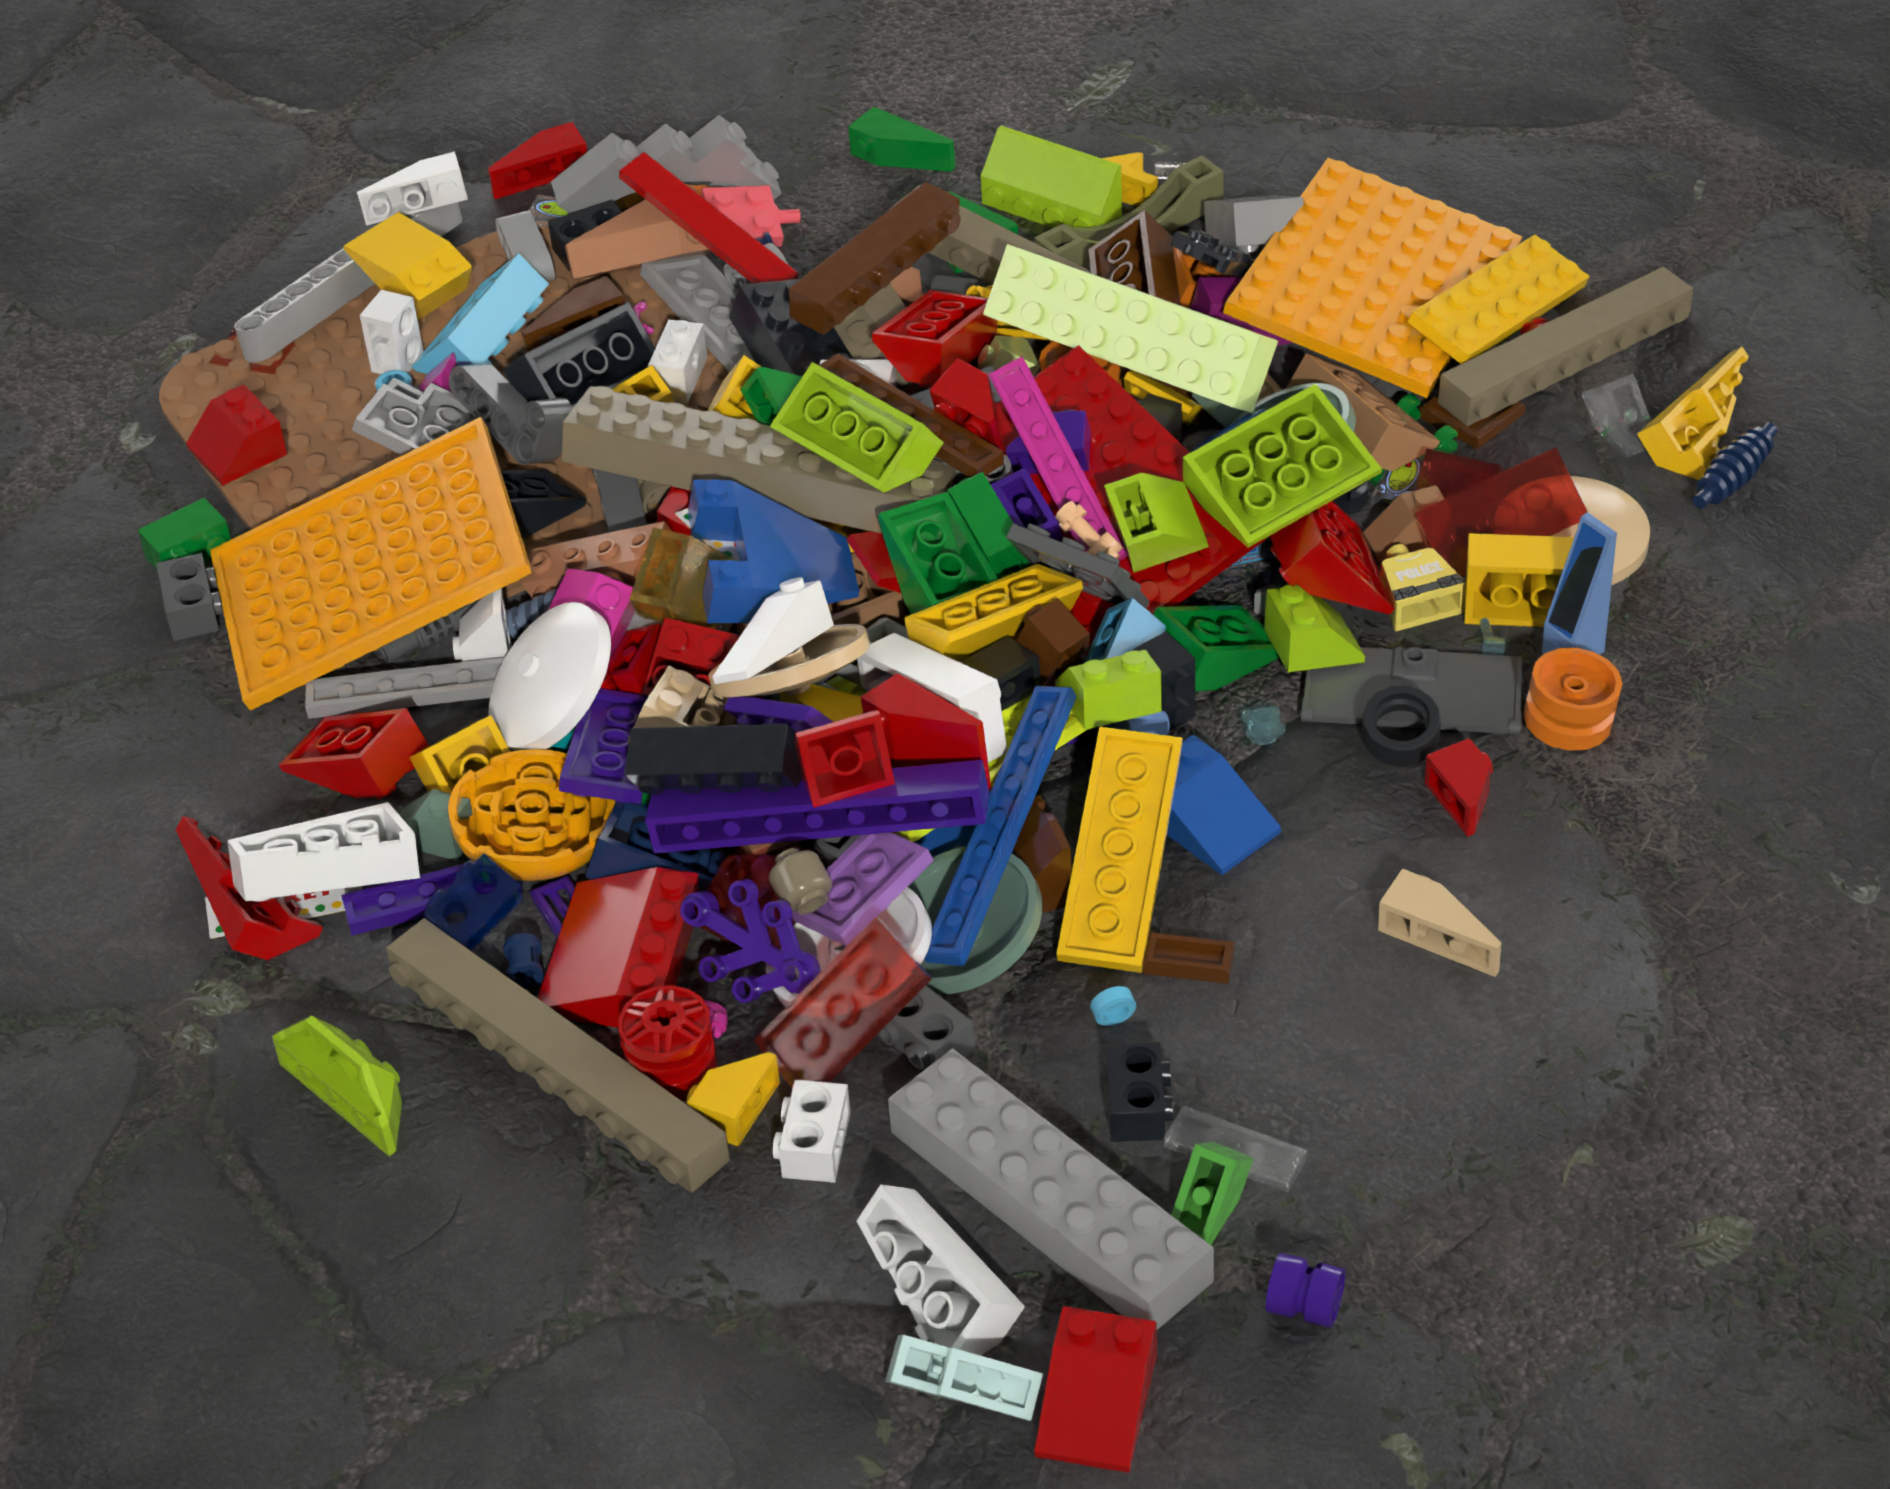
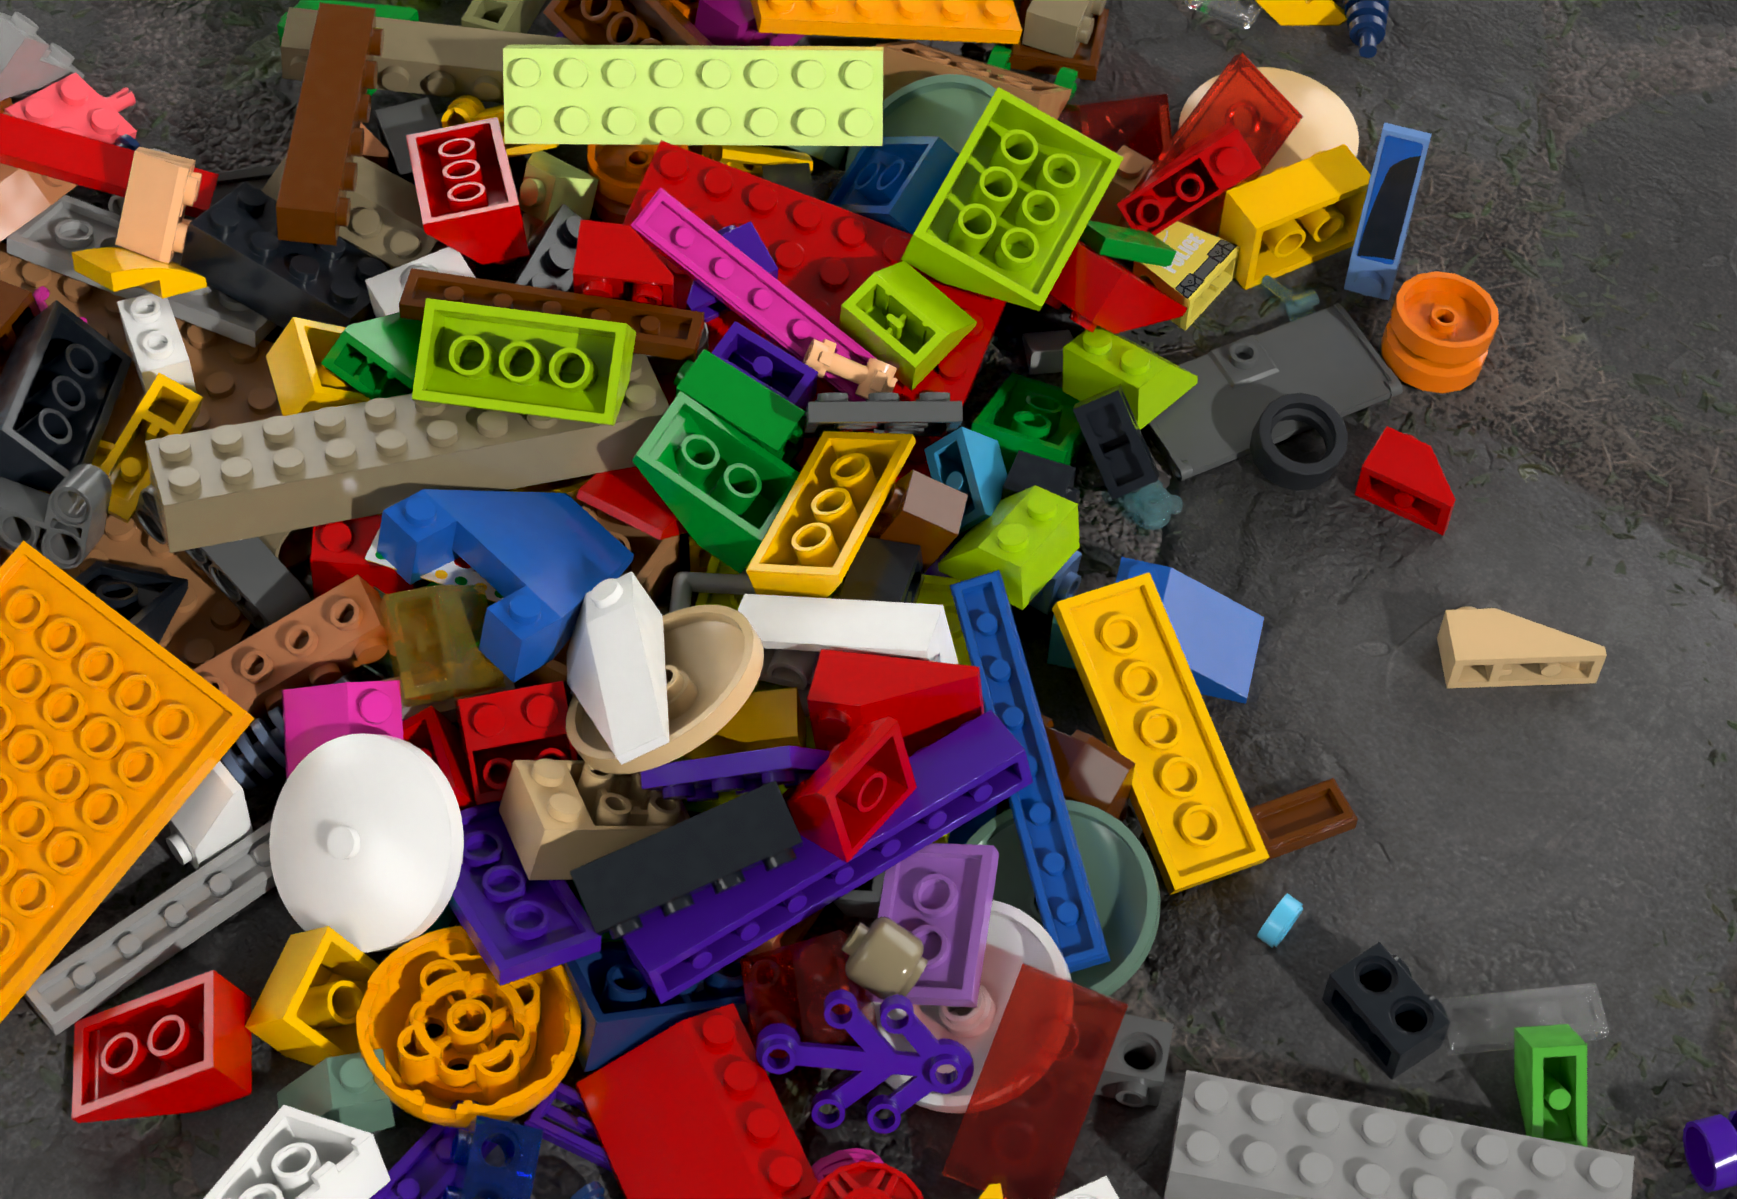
camera: 40 degrees left, 10 degrees up
(705, 310) = (122, 269): none -> yellow slope
(739, 260) = (156, 204): none -> light nougat slope
(1254, 664) = (1116, 442): none -> black brick
(1365, 539) = (1127, 244): none -> green tile
(1452, 520) = (1190, 181): none -> red slope

